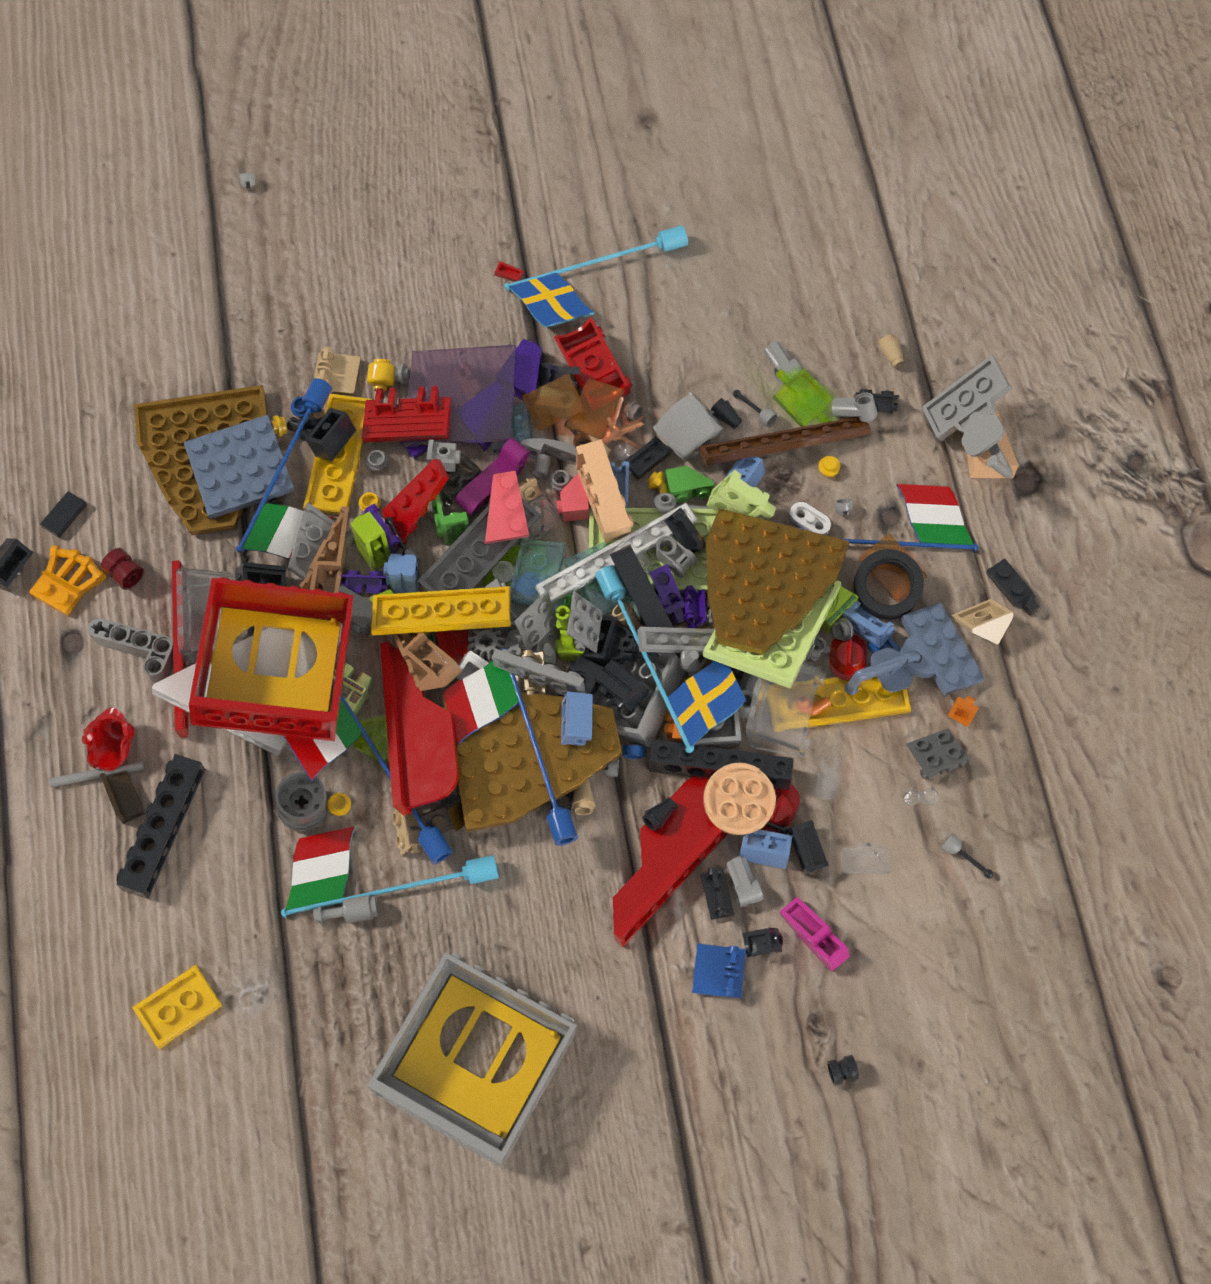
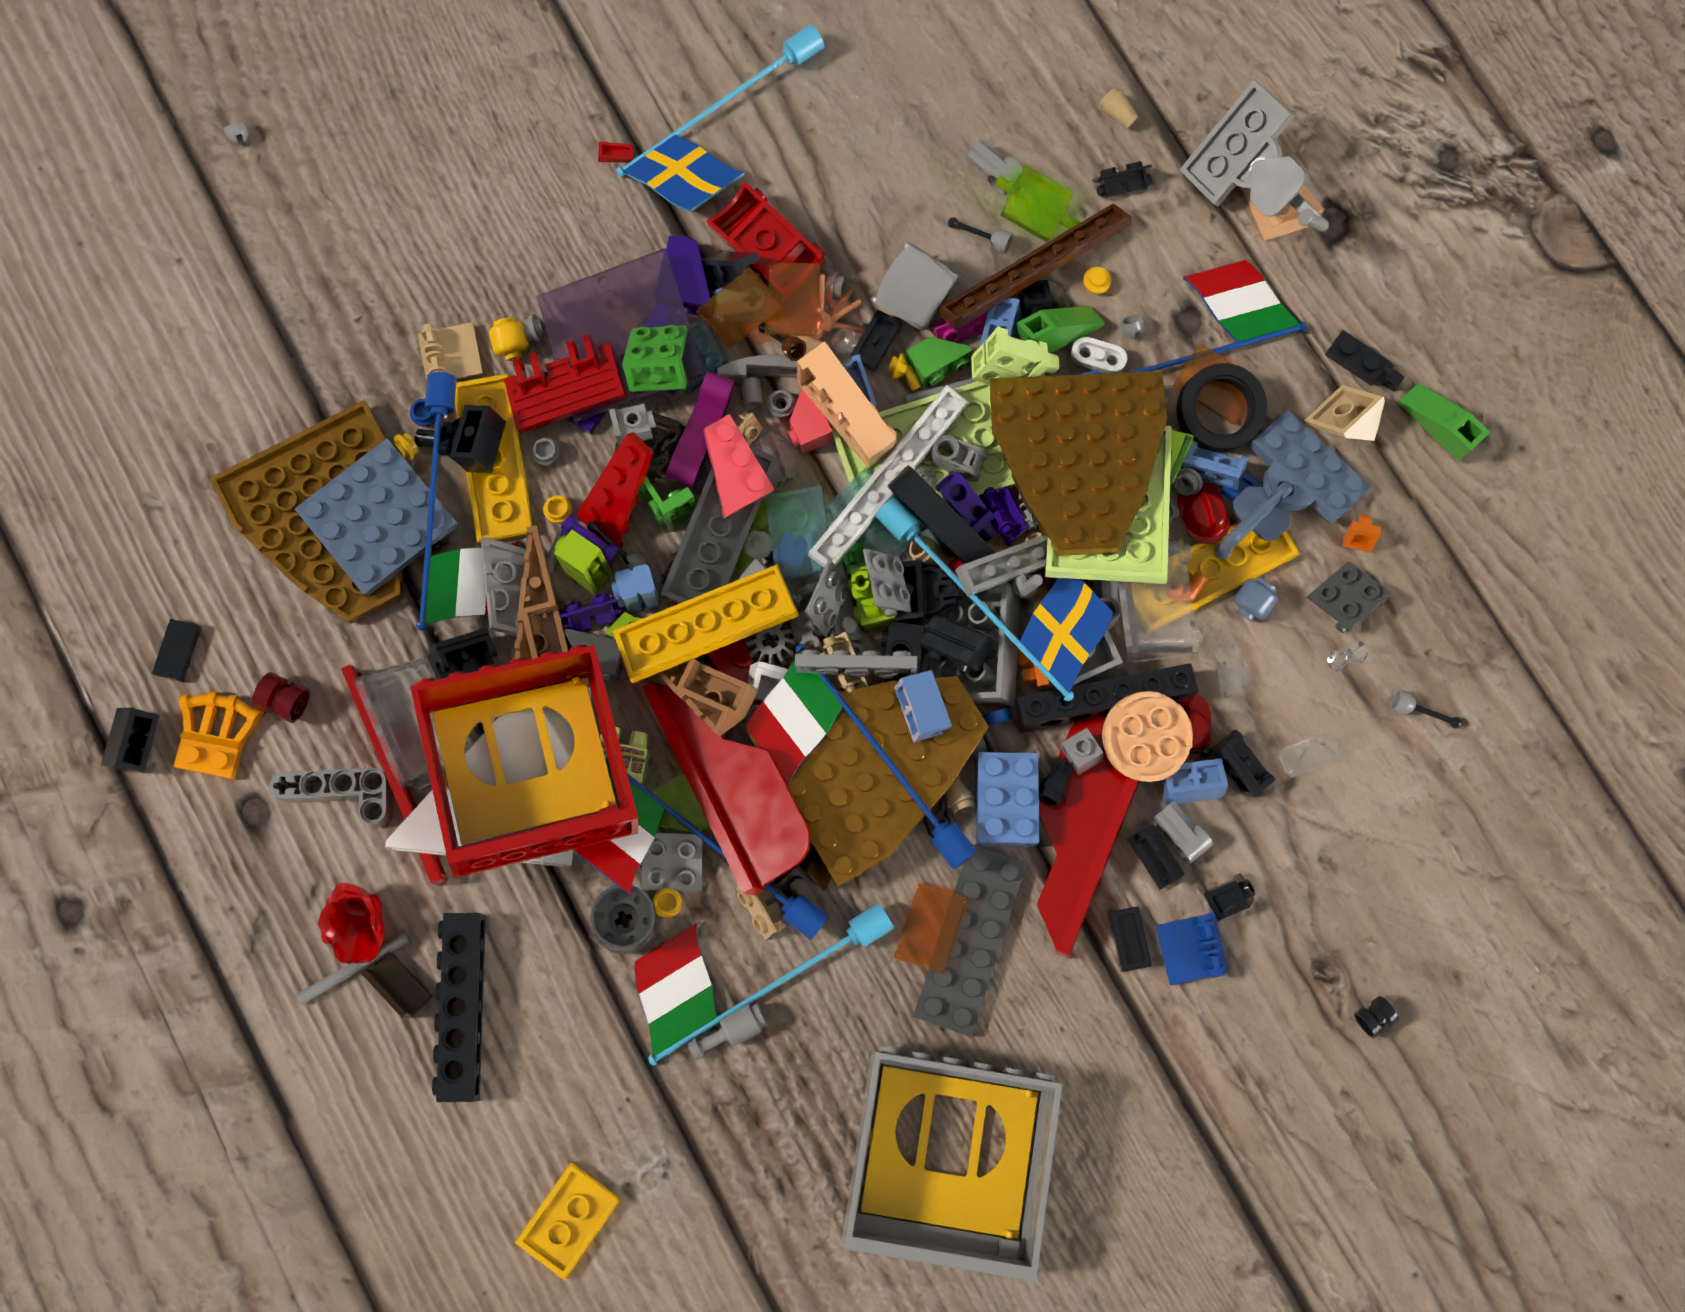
camera: 20 degrees left, 10 degrees up
(354, 775) = (673, 862): none -> light grey hinge
(476, 417) = (655, 358): none -> bright green bracket
(526, 887) = (931, 928): none -> clear orange piece
(552, 907) = (956, 996): none -> dark grey plate
(618, 813) = (1007, 799): none -> medium blue brick
(664, 503) = (921, 398): light grey plate -> none
(674, 948) = (1129, 939): none -> black tile
(685, 531) = (961, 422): black hinge -> none
(687, 796) = (1082, 751): none -> light grey brick
(712, 471) = (945, 331): none -> dark pink hinge
(725, 412) = (951, 252): black cone -> none
(777, 468) = (1036, 297): none -> black bracket
(787, 489) = (1059, 326): none -> bright green slope
(815, 934) = (1286, 865): dark pink slope -> none
(861, 406) = (1112, 193): light grey piece -> none
(863, 730) = (1256, 599): none -> sand blue head
(1059, 648) = (1444, 420): none -> bright green slope

